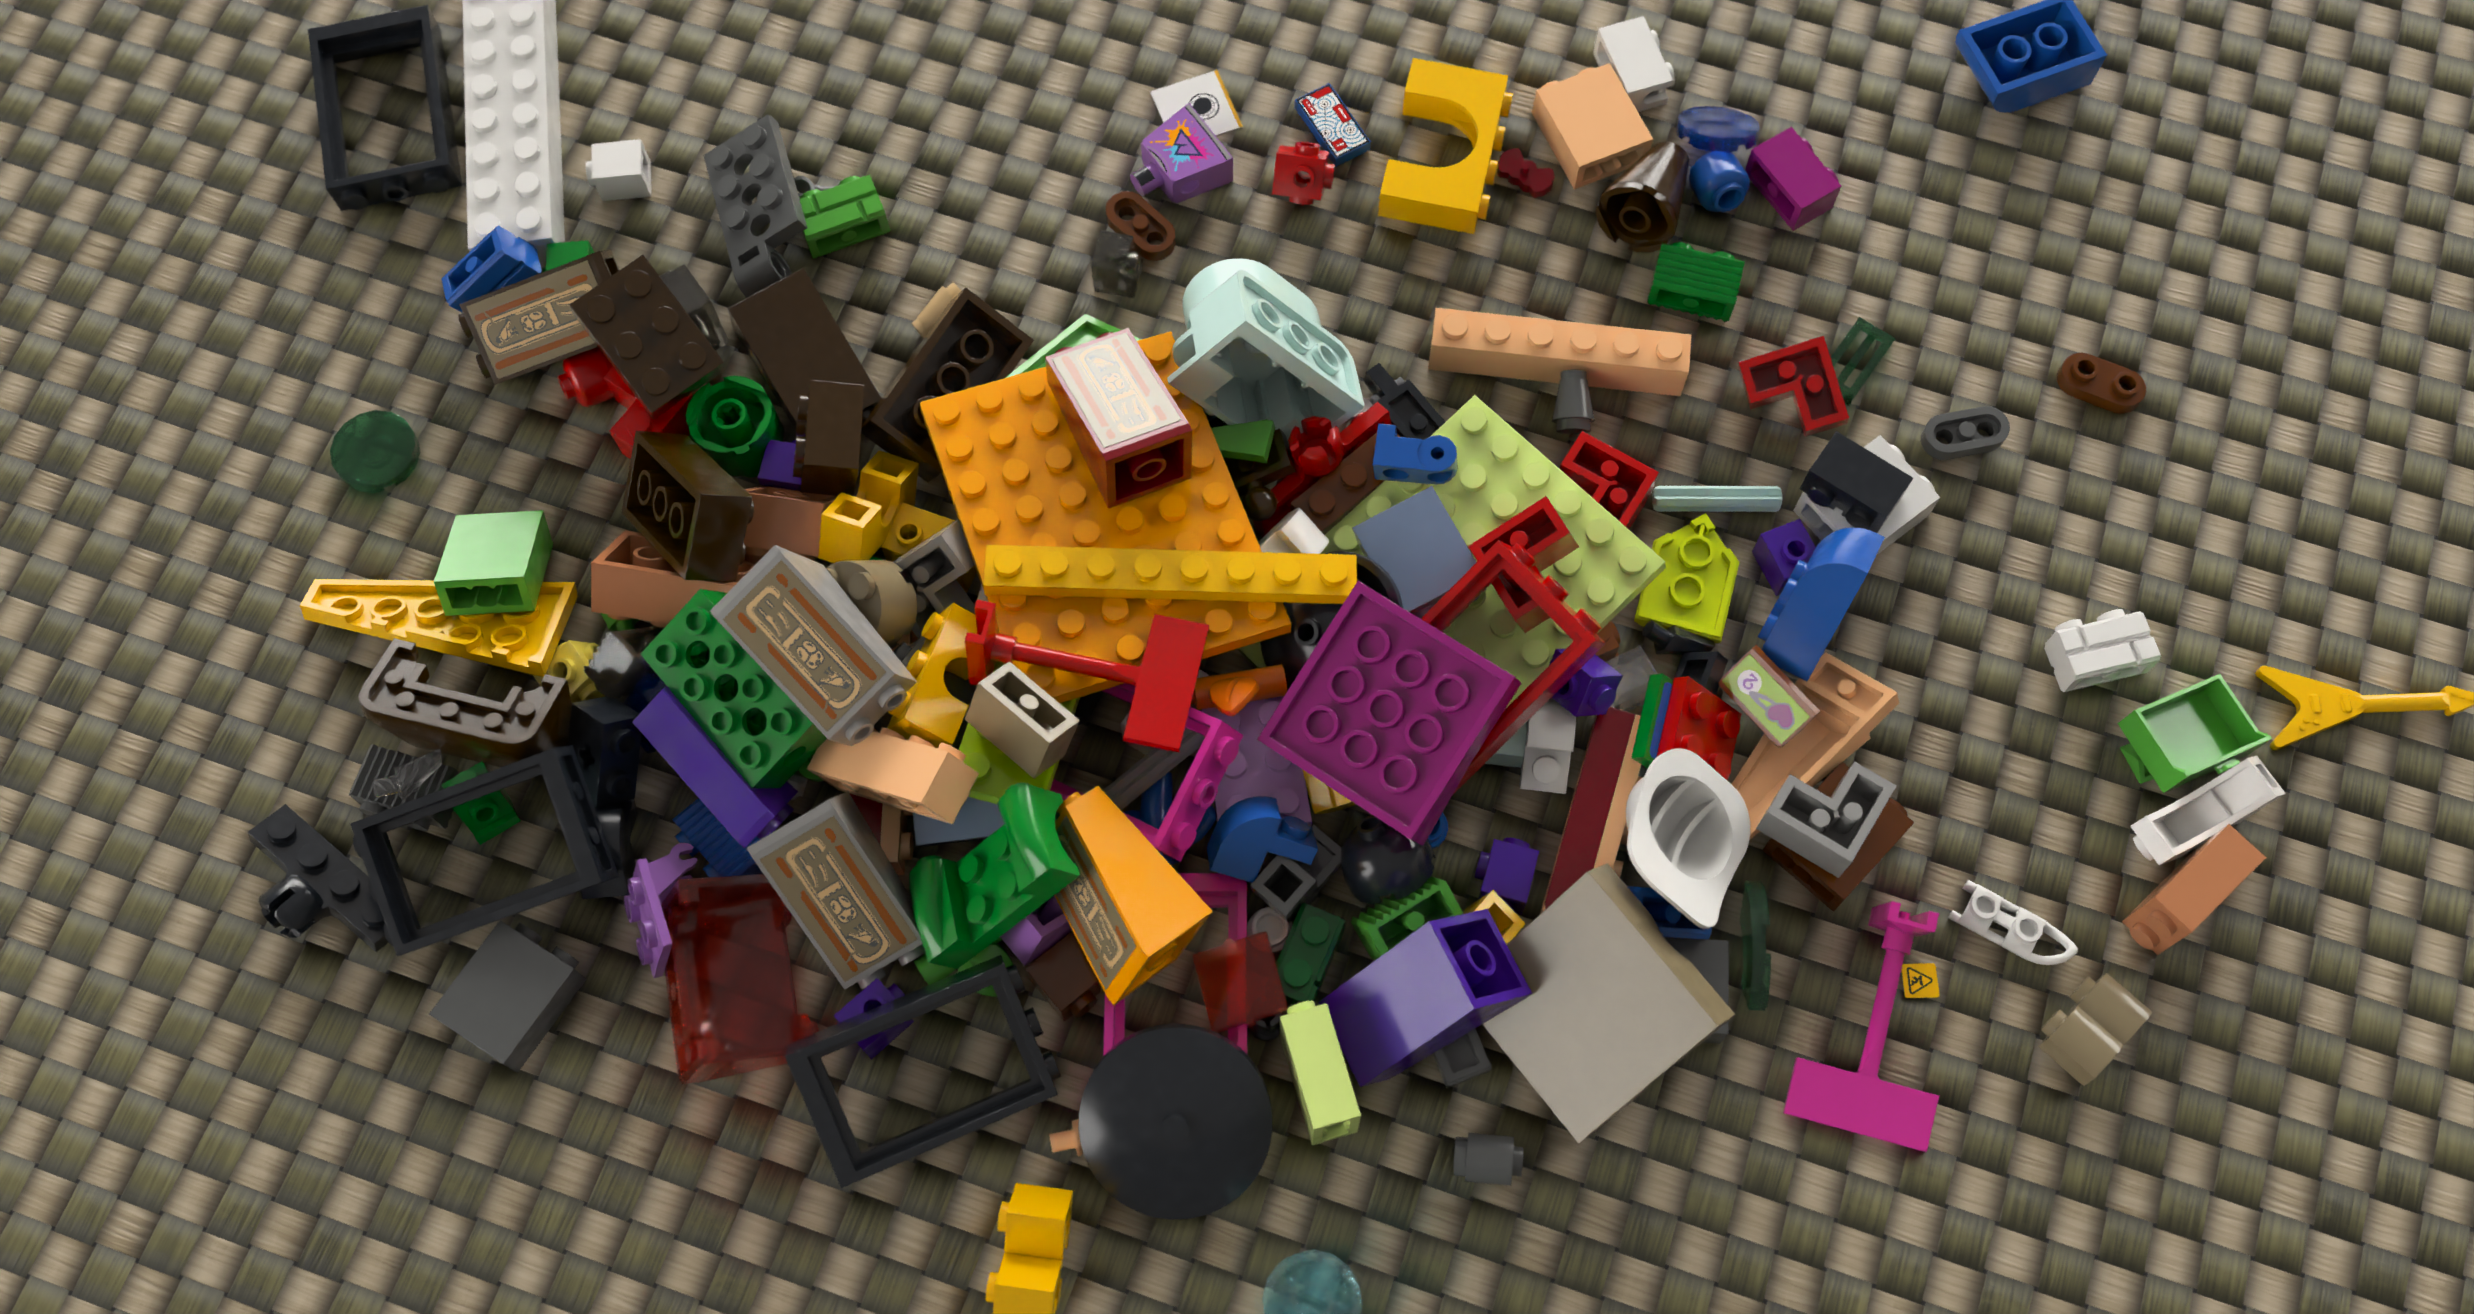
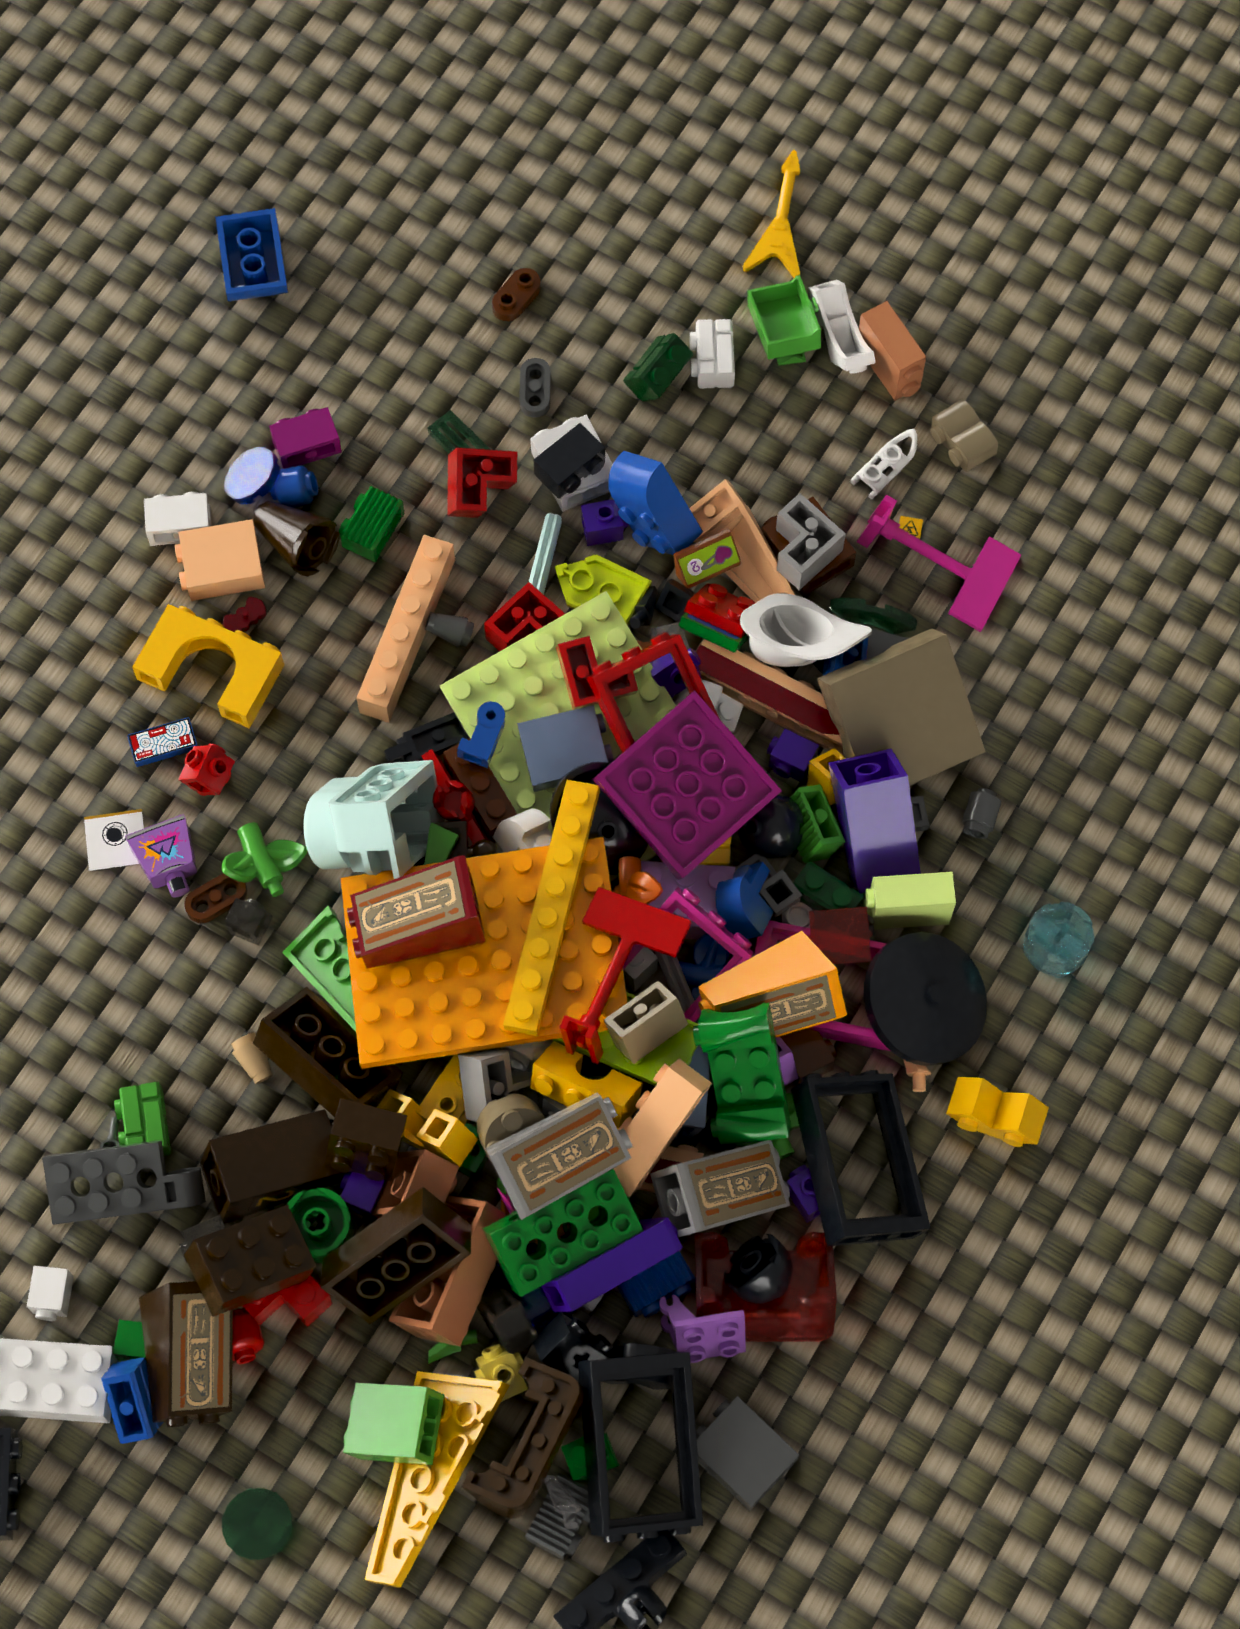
camera: 80 degrees left, 0 degrees up
(745, 967) = (760, 1270): none -> black cylinder
(1186, 244) = (262, 860): none -> bright green plant
(2050, 578) = (658, 367): none -> dark green brick

